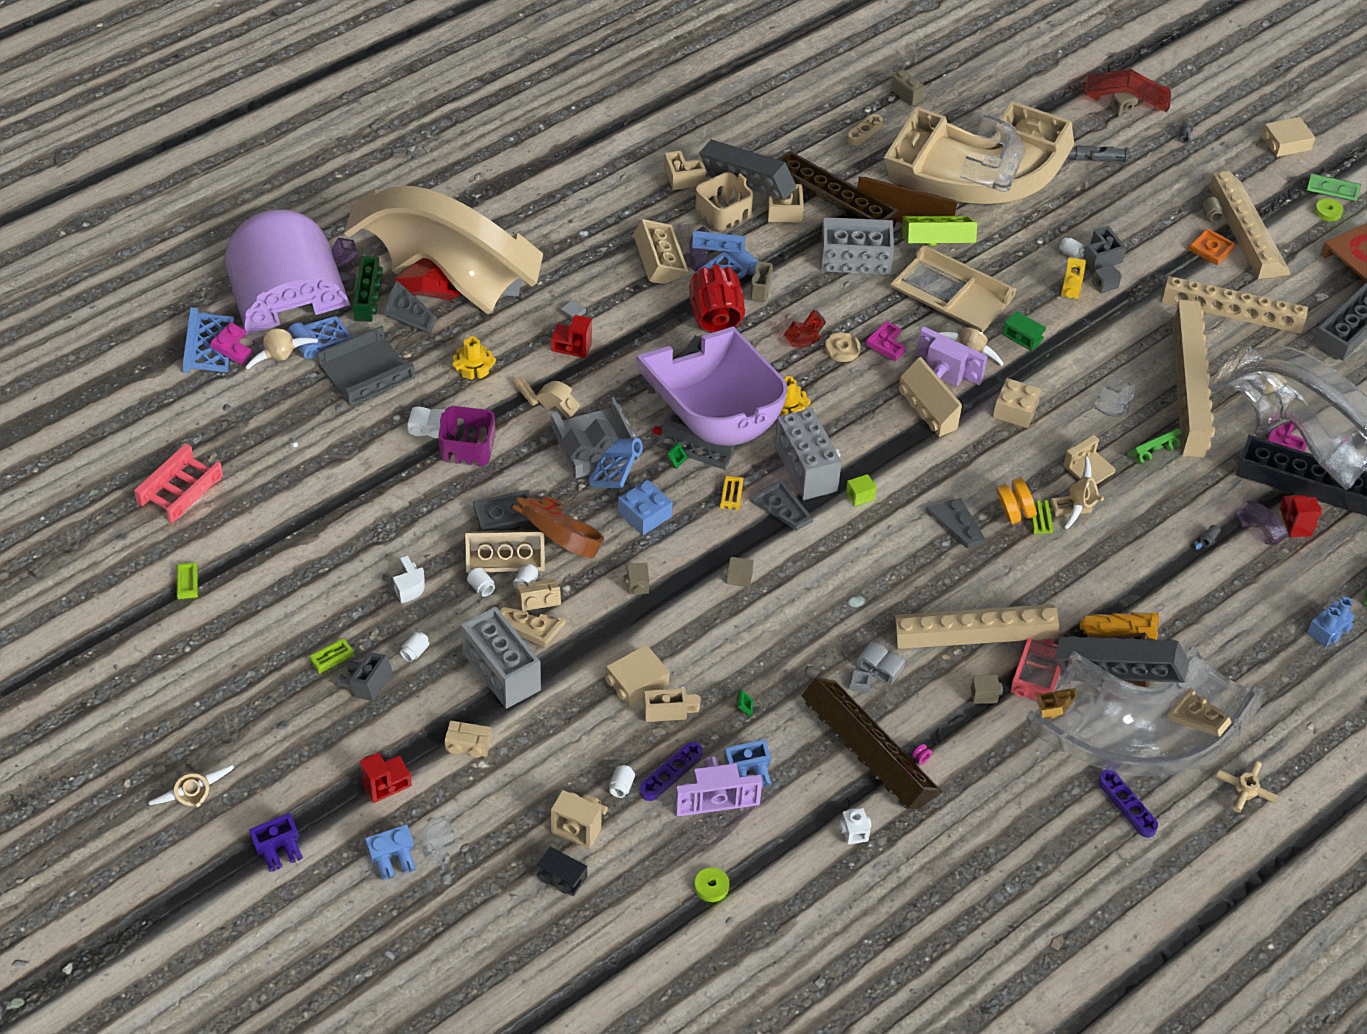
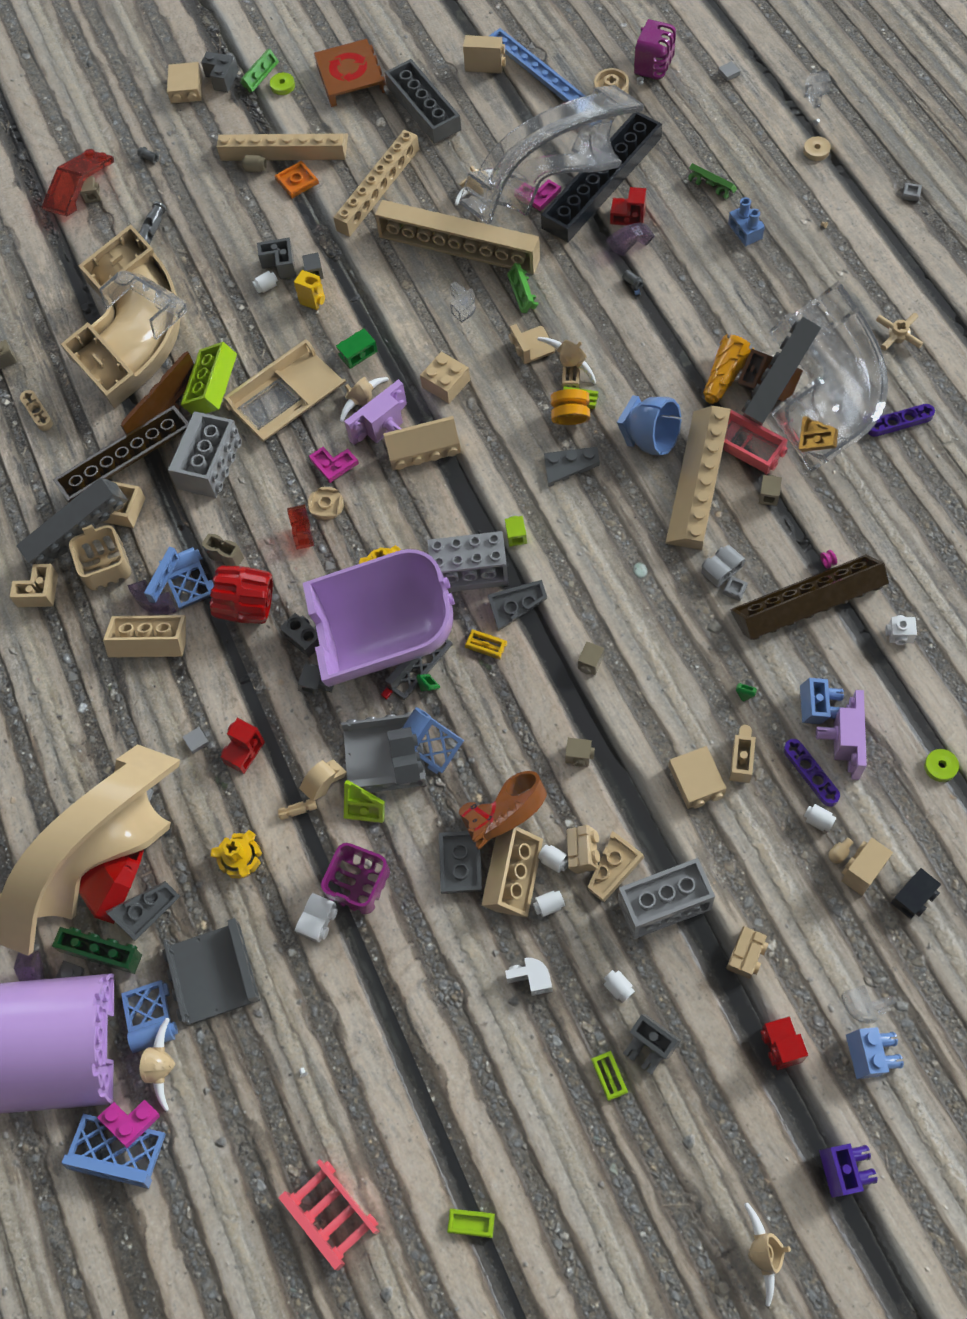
camera: 65 degrees left, 15 degrees up
(540, 429) = (361, 804): none -> lime wing
(645, 507) = (490, 725): medium blue brick -> none
(1020, 570) = (646, 426): none -> medium blue plate
(1198, 714) = (837, 339): tan wing -> none
(1317, 159) = (221, 70): none -> dark grey brick

